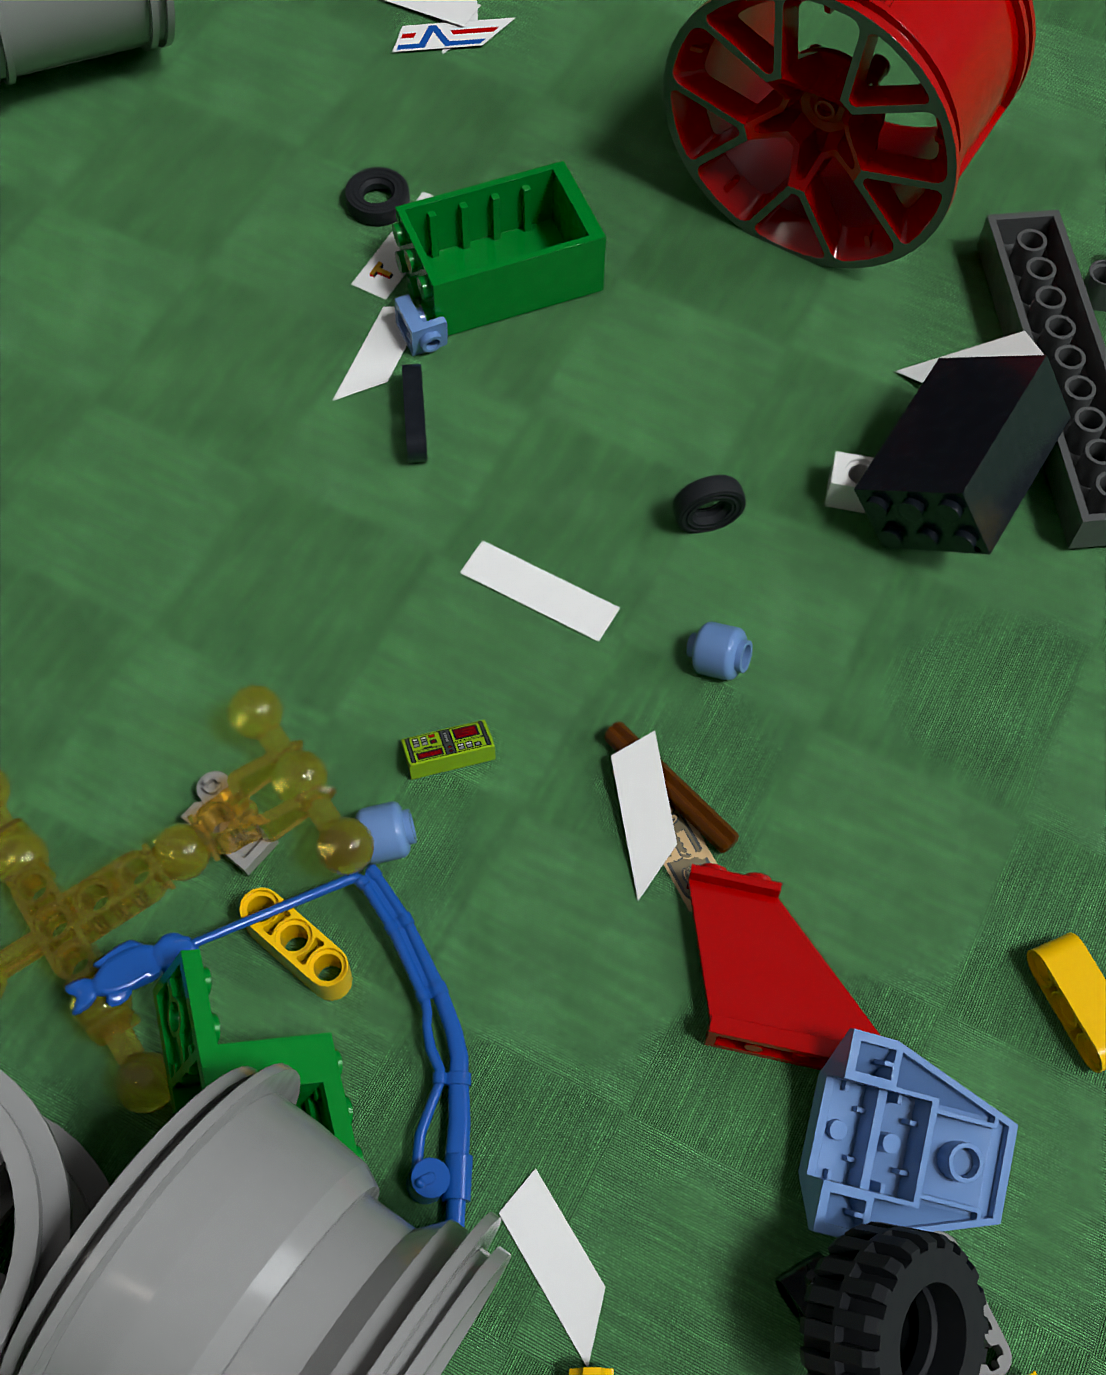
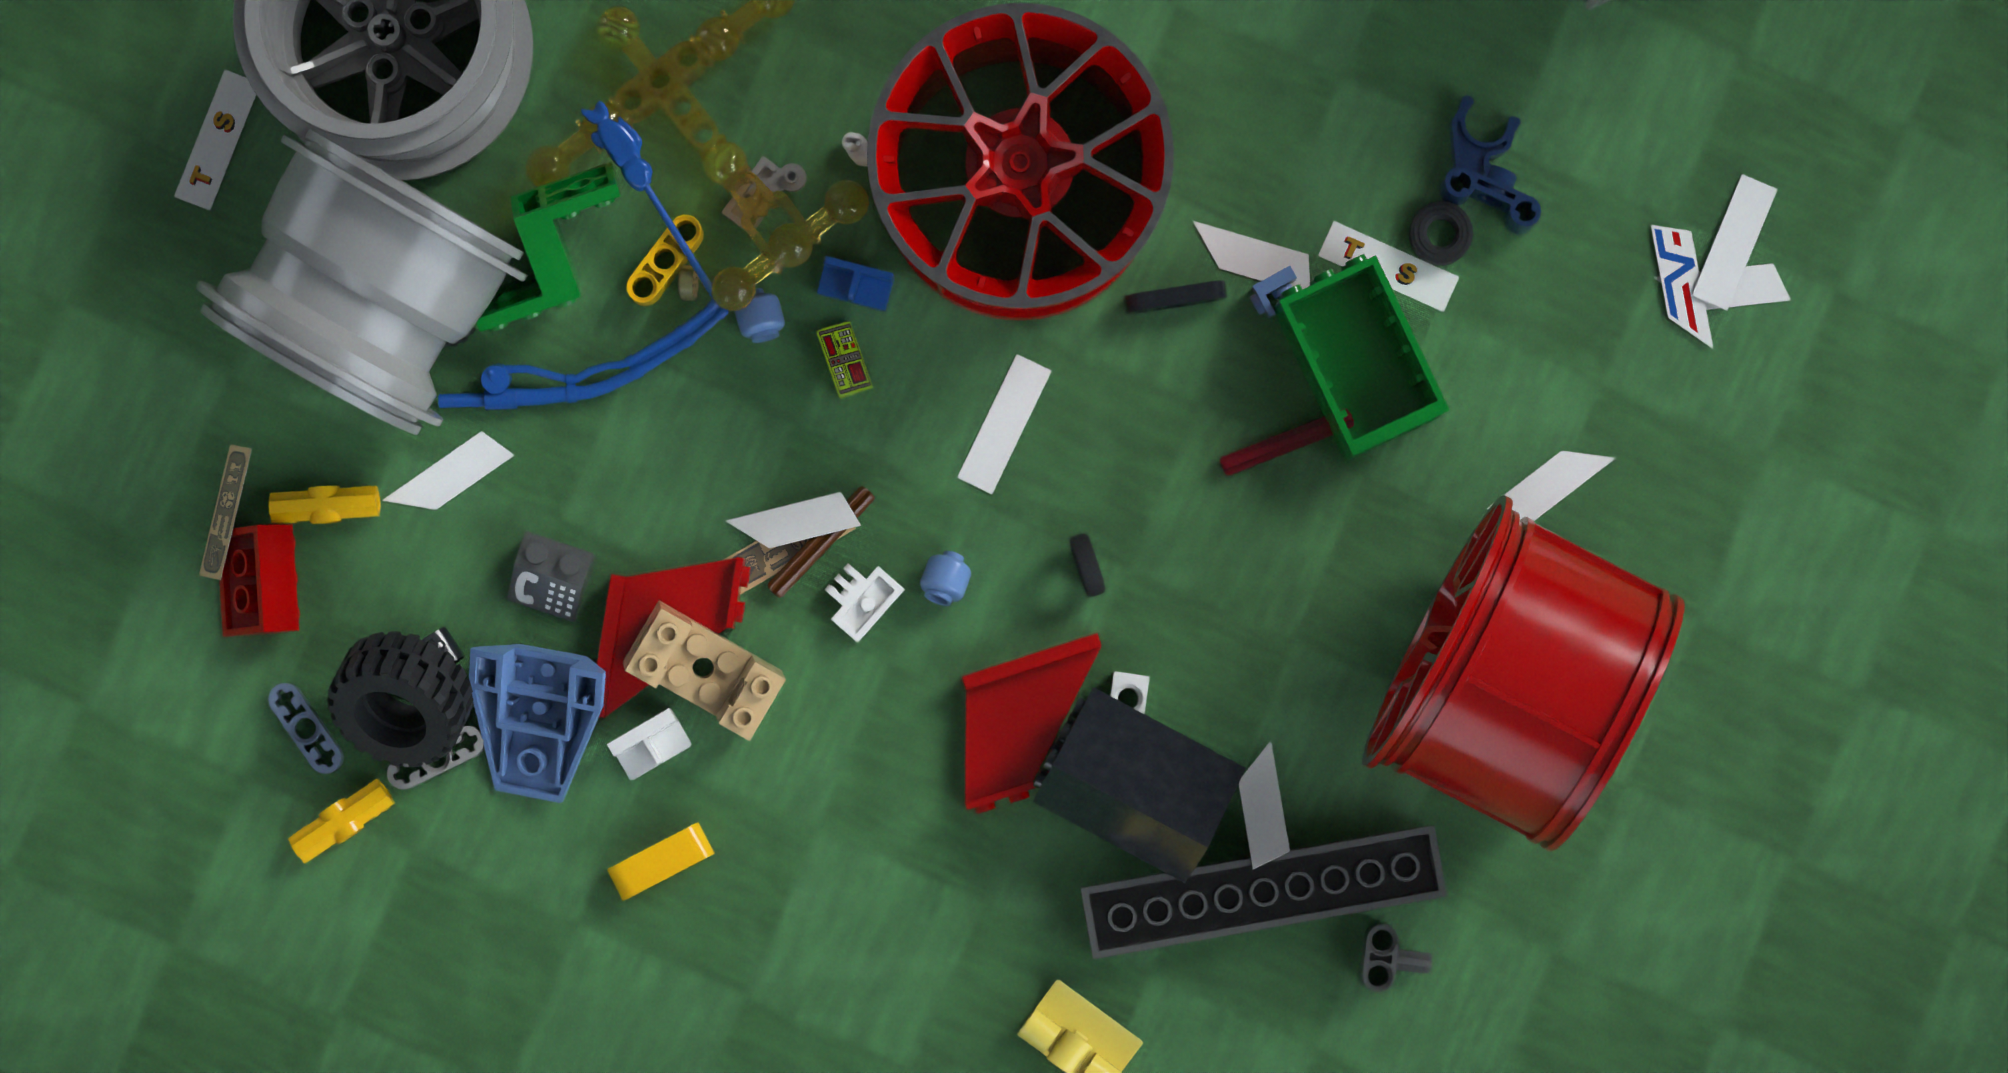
camera: 85 degrees right, 25 degrees up
(200, 708) = (856, 147): none -> white arm
(214, 406) = (1021, 156): none -> red wheel
(328, 160) = (1481, 179): none -> dark blue piece
(330, 917) = (688, 283): none -> olive tile
(354, 726) = (855, 283): none -> blue panel
(584, 343) = (1279, 445): none -> dark red axle
(638, 141) = (1554, 482): none -> white sticker
(706, 1121) = (550, 576): none -> dark grey slope
(744, 742) = (863, 600): none -> white hinge
(857, 887) = (734, 691): none -> tan plate
(881, 593) = (1016, 716): none -> red piece
(927, 1008) = (650, 744): none -> white panel

